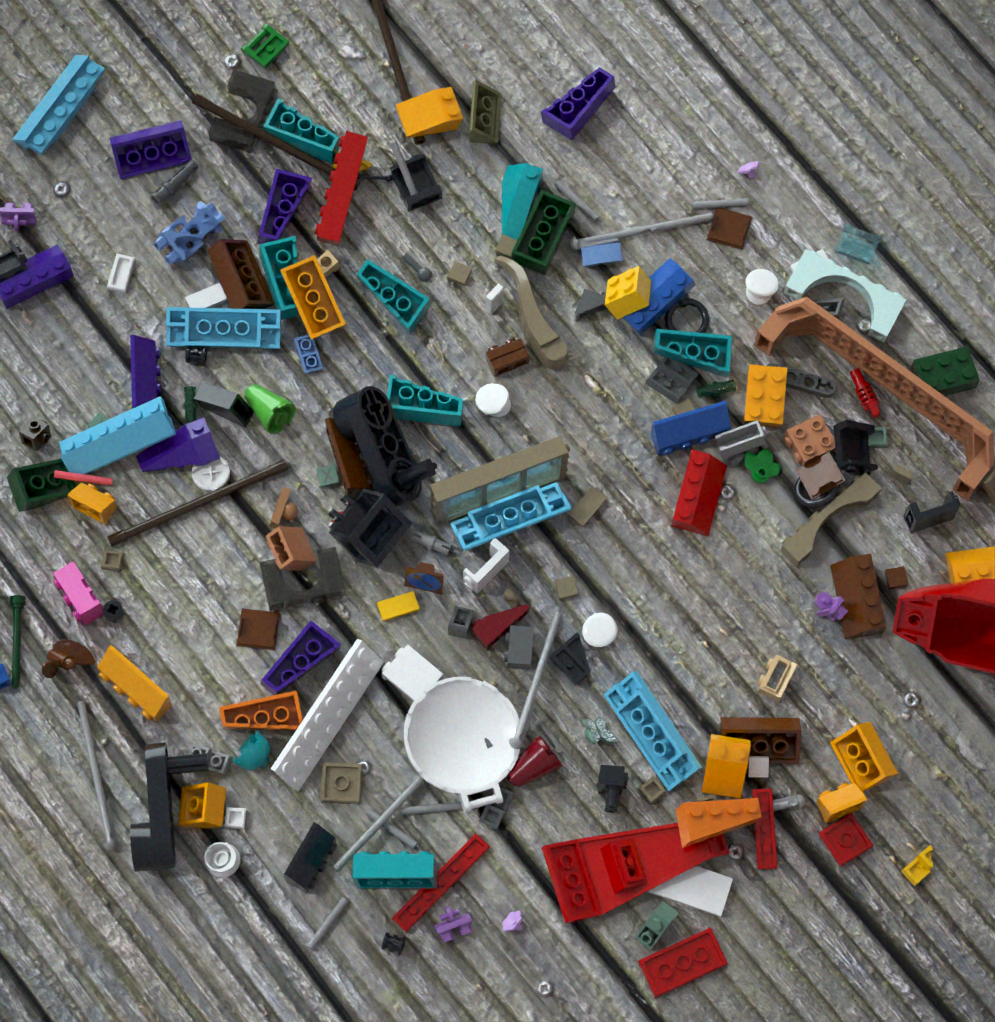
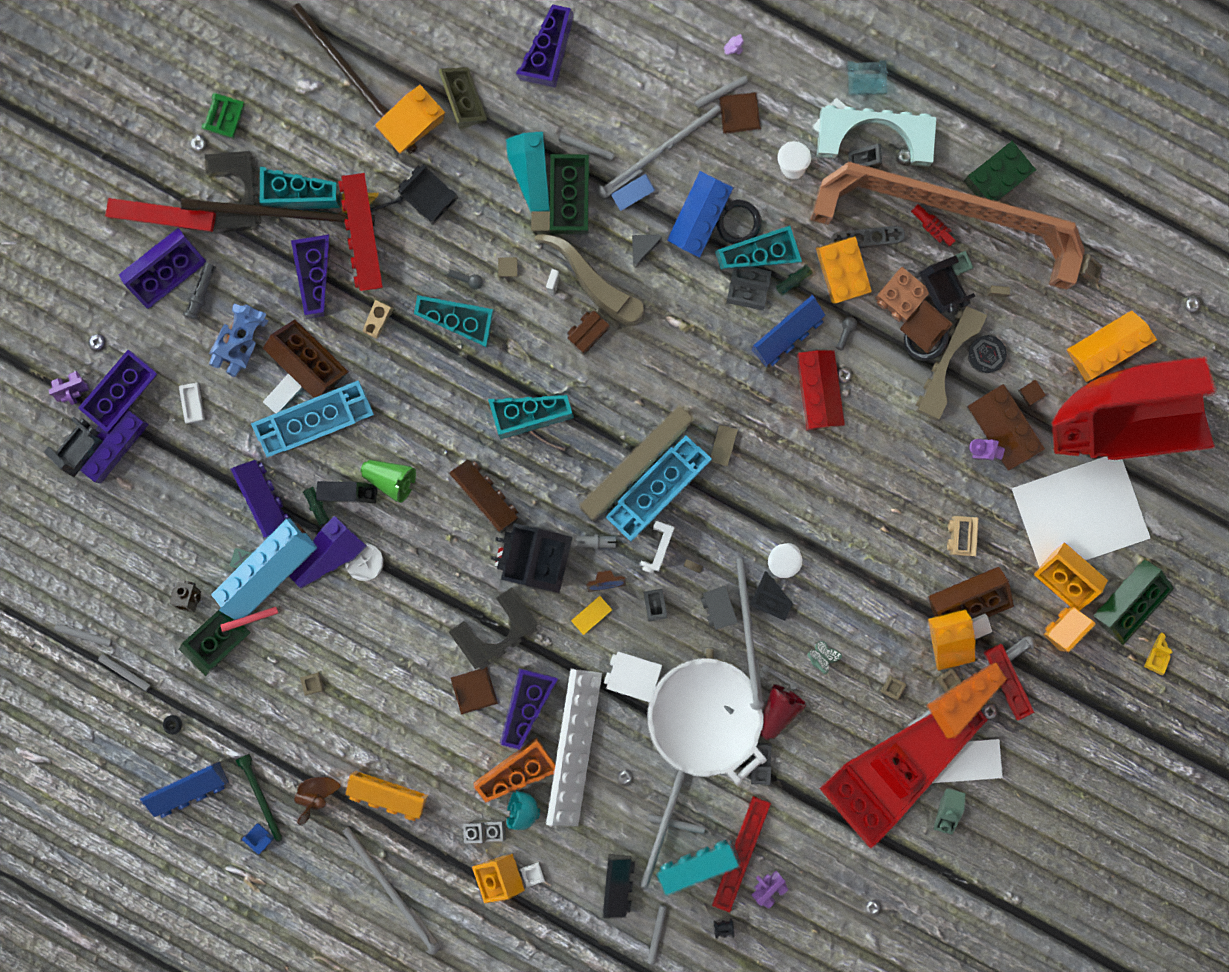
camera: 15 degrees left, 15 degrees up
(60, 105) = (55, 259): medium azure slope -> none
(61, 232) = (118, 391): none -> dark purple slope
(78, 594) = (295, 731): wedge -> none
(92, 502) = (269, 639): light orange slope -> none
(107, 610) = (329, 734): black bush -> none
(124, 535) = (311, 656): dark brown piece -> none
(154, 841) = (472, 934): black beam -> none
(170, 103) = (160, 215): none -> red tile
(196, 355) = (297, 451): black bush -> none
(222, 859) = (537, 917): white piece -> none
(274, 257) = (341, 338): teal wedge -> none
(283, 509) = (447, 569): medium nougat tile -> none
(291, 548) = (471, 607): nougat brick -> none
(308, 354) = (402, 407): medium blue slope -> none
(313, 297) = (383, 355): light orange slope -> none
(327, 476) = (472, 518): sand green tile -> none
(341, 783) = (612, 801): dark tan tile -> none
(371, 422) = (496, 458): black beam -> none
(403, 167) = (410, 186): light grey bar -> none
(430, 808) = (706, 788): light grey bar -> none
(493, 400) = (593, 380): white piece -> none
(494, 626) = (688, 598): dark red slope -> none
(513, 922) = (820, 863): lavender plant -> none
(566, 587) = (736, 531): dark tan tile -> none
(611, 783) = (858, 701): black brick -> none
(628, 292) = (675, 223): yellow brick -> none
(652, 731) = (871, 634): medium azure slope -> none
(682, 962) = (985, 833): red tile -> none
(683, 407) = (773, 314): dark tan tile -> none
(741, 439) = (839, 322): light grey window -> none
(761, 463) = (866, 334): green plate -> none
(845, 839) = (1084, 660): red tile -> none
(868, 526) = (987, 354): none -> tile
(904, 700) = (1084, 507): none -> white sticker
(915, 805) = (1134, 601): none -> dark green slope
(921, 520) = (1030, 332): black panel -> none

